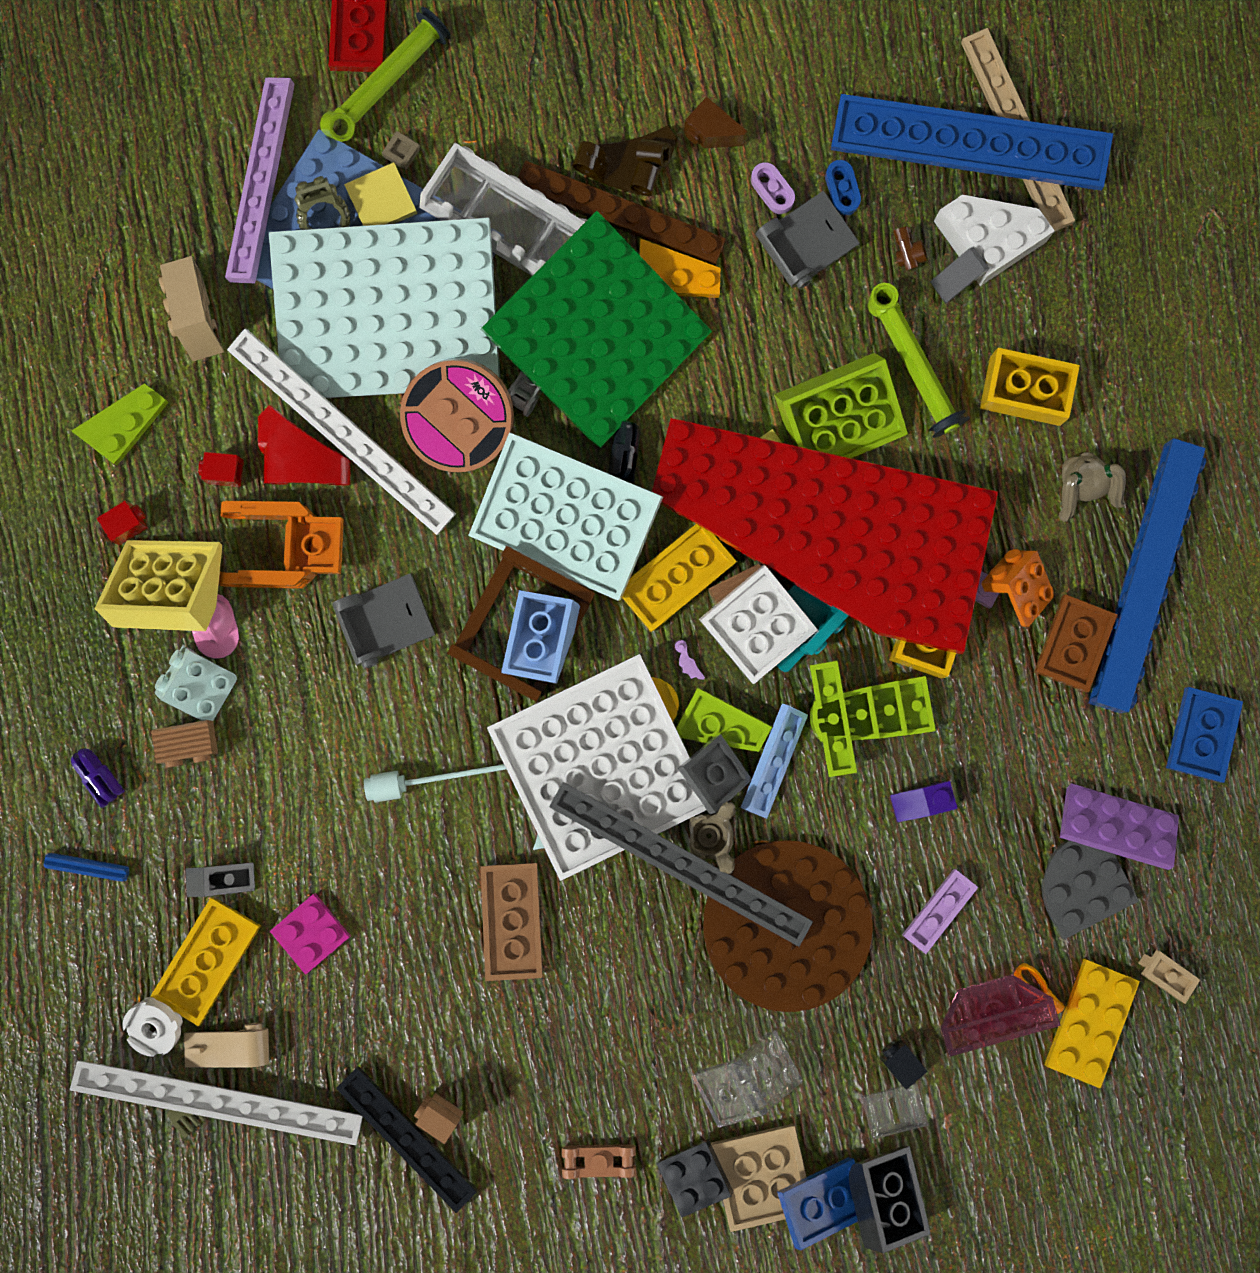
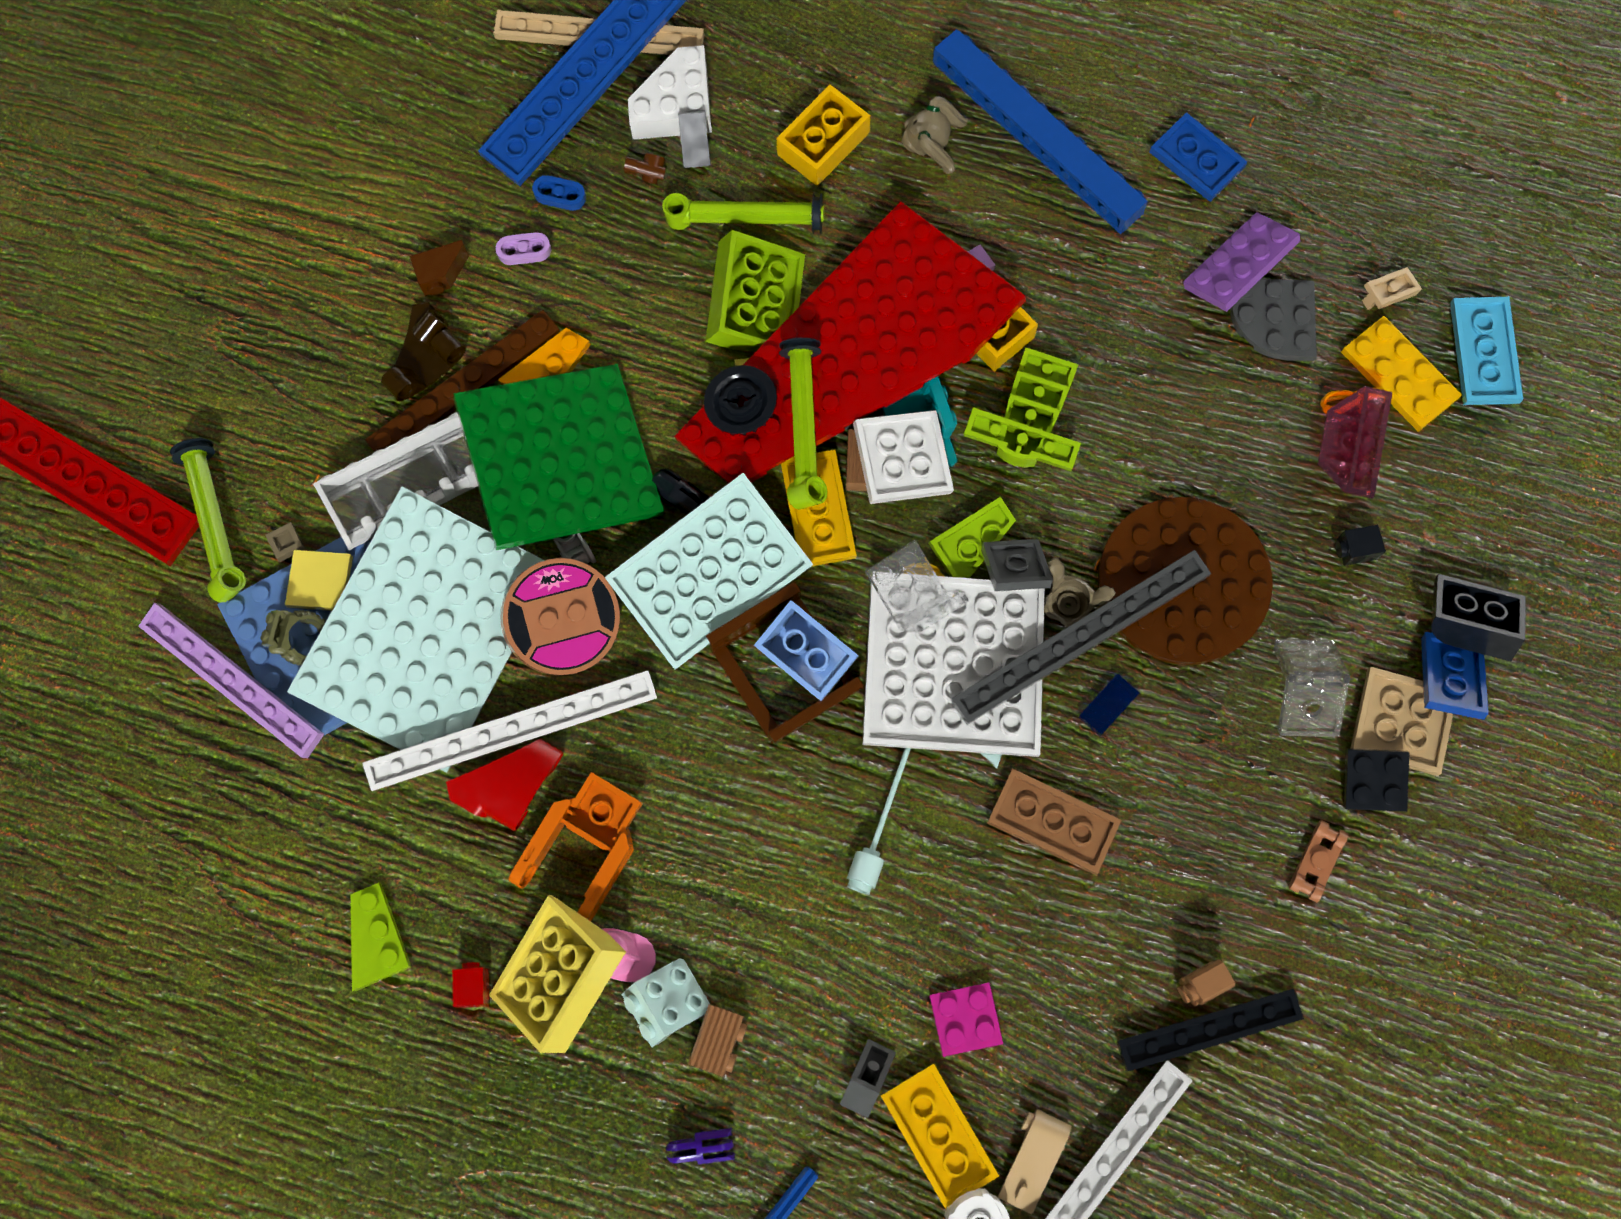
camera: 55 degrees left, 10 degrees down
(188, 308) = (307, 809): tan wedge -> none
(221, 469) = (477, 864): red brick -> none
(380, 620) = (708, 792): dark grey door -> none
(633, 715) = (924, 600): none -> clear bracket
(639, 916) = (1108, 705): none -> clear blue tile
(688, 664) = (897, 542): lavender piece -> none
(733, 524) = (807, 487): none -> lime piece
(735, 438) = (726, 388): none -> black gear
(774, 761) = (1031, 512): light blue plate -> none
(803, 241) = (586, 244): dark grey door -> none
(880, 1114) = (1401, 562): clear piece -> none
(923, 801) = (1135, 406): dark purple slope -> none
(940, 911) = (1239, 444): lavender plate -> none
(1024, 580) = (984, 222): orange bracket -> none
(1075, 643) = (1064, 215): dark orange plate -> none
(1157, 1090) = (1486, 351): none -> medium azure plate

